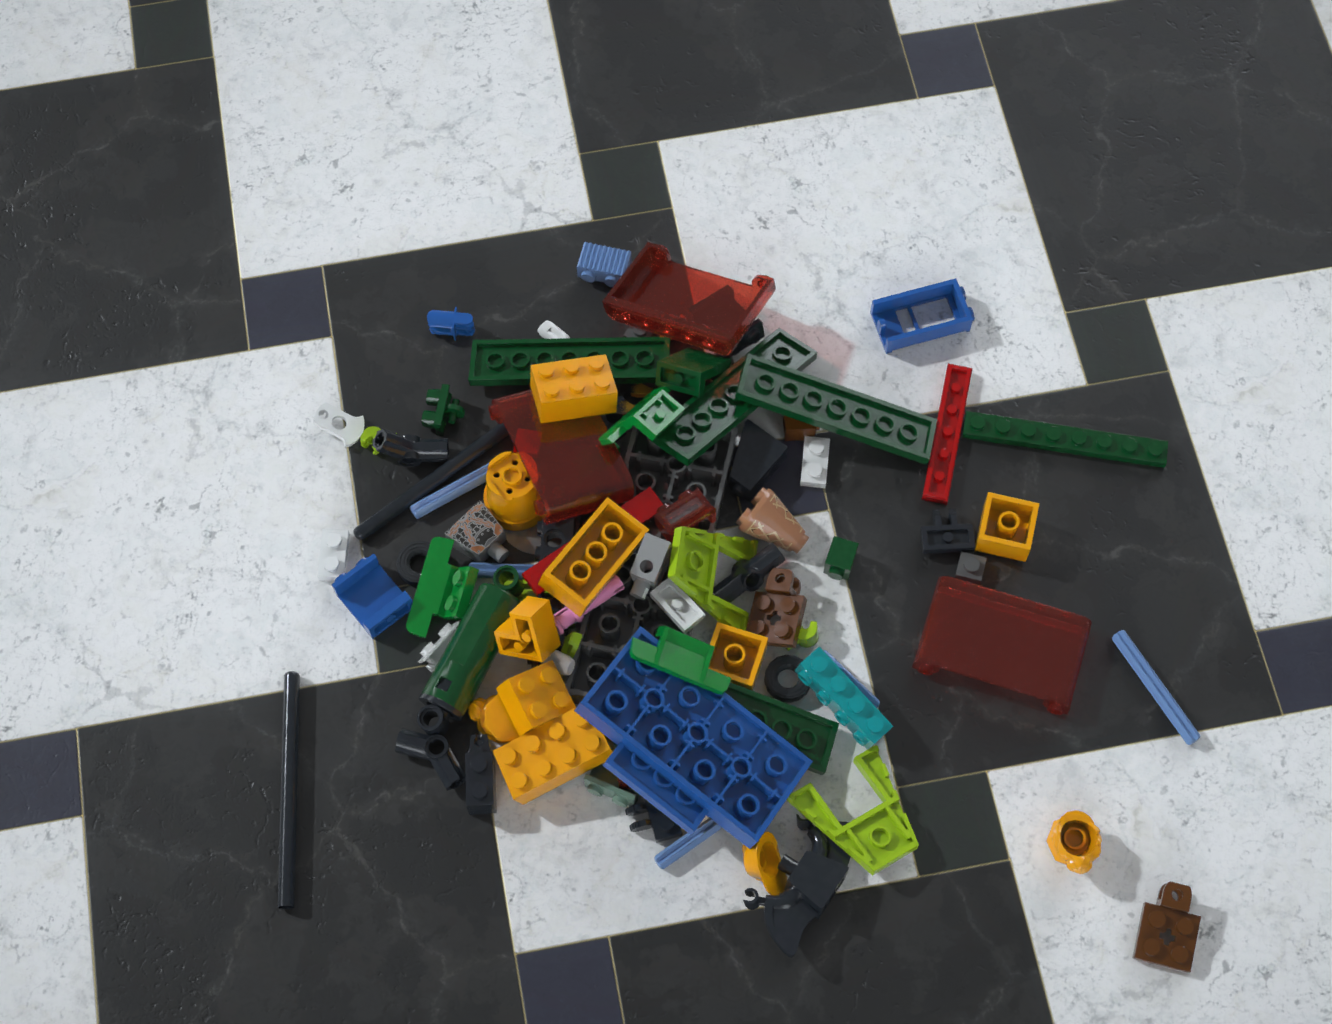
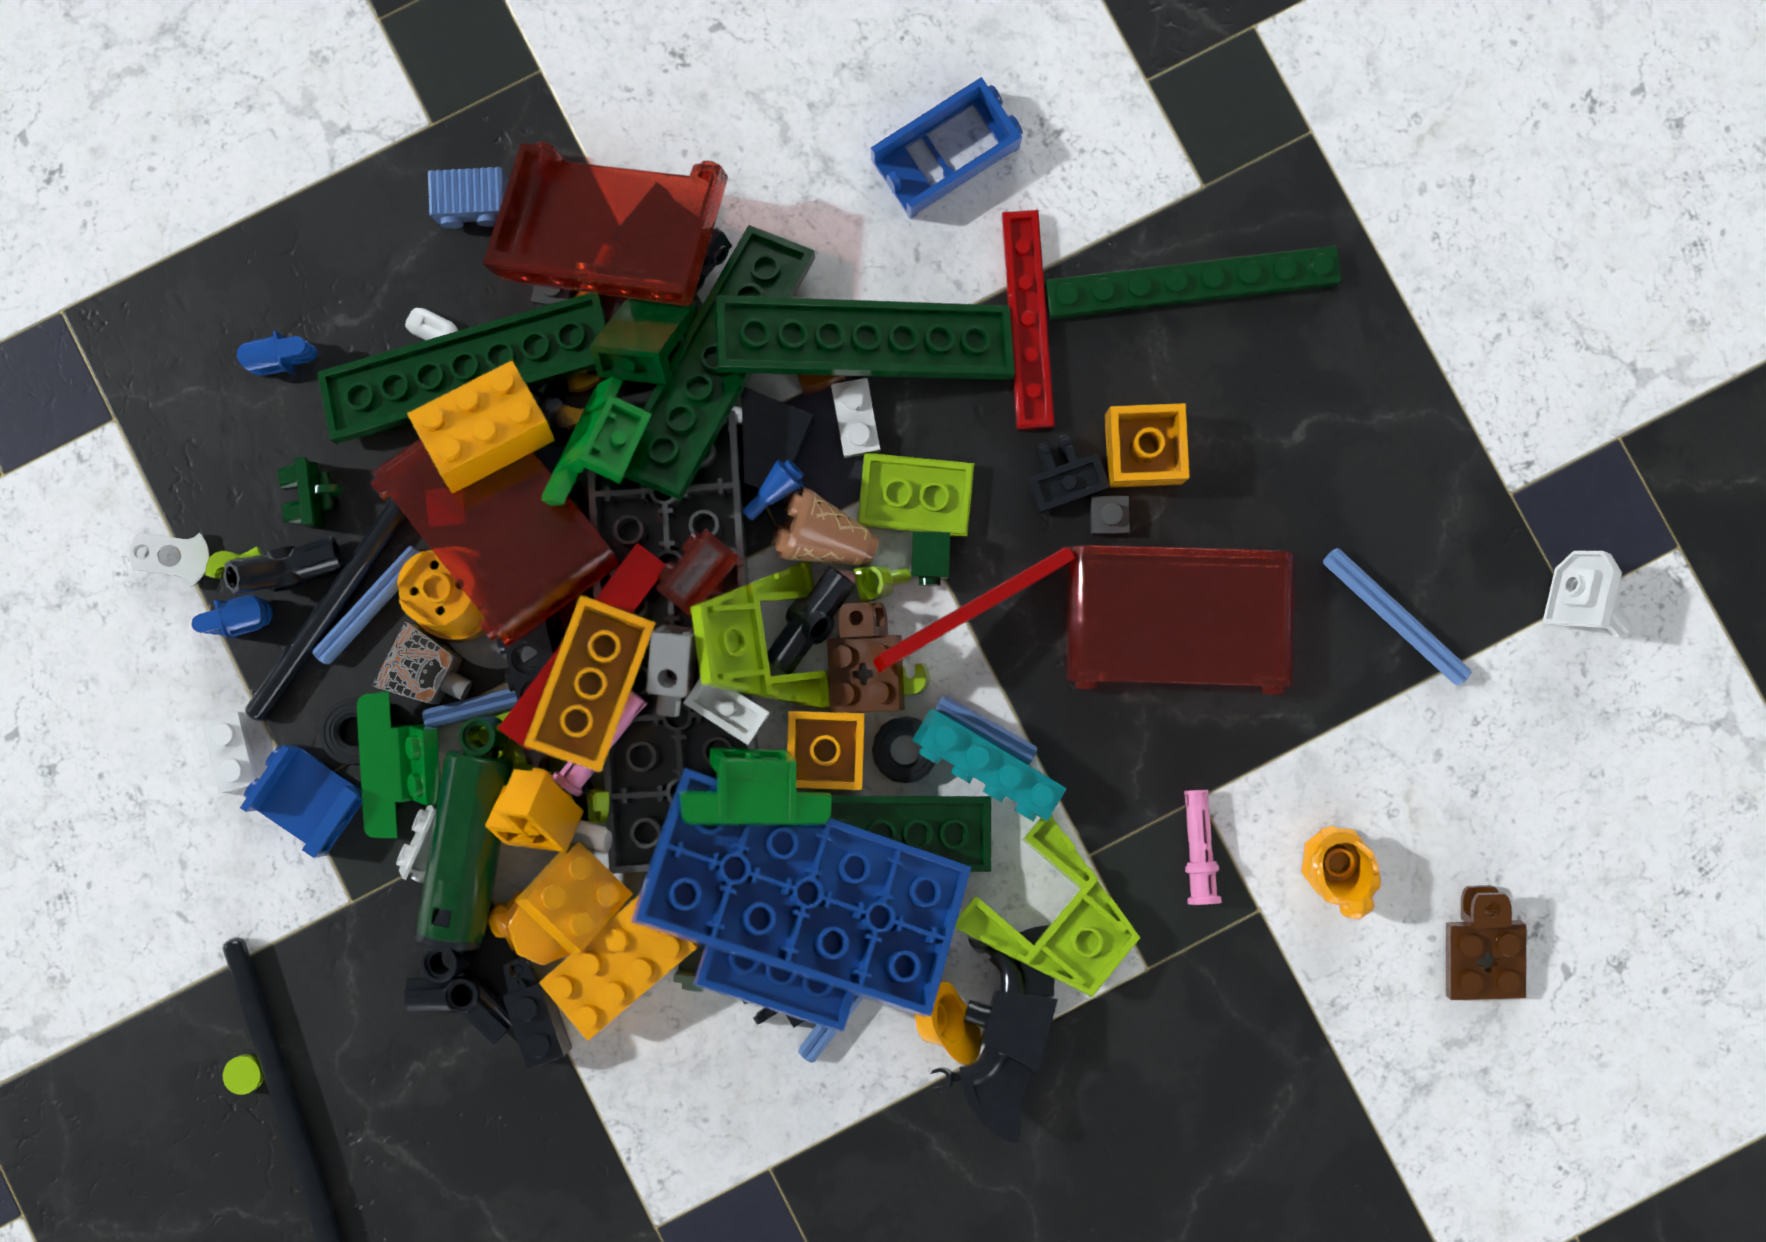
camera: 15 degrees left, 20 degrees up
(267, 762) = (243, 1074): none -> lime tile
(366, 470) = (234, 617): none -> blue arm
(753, 480) = (780, 482): none -> blue cone
(802, 565) = (878, 581): none -> lime piece
(842, 516) = (915, 494): none -> lime tile
(861, 594) = (972, 609): none -> red tile
(975, 812) = (1201, 865): none -> bright pink pin
(1293, 704) = (1586, 593): none -> white piece

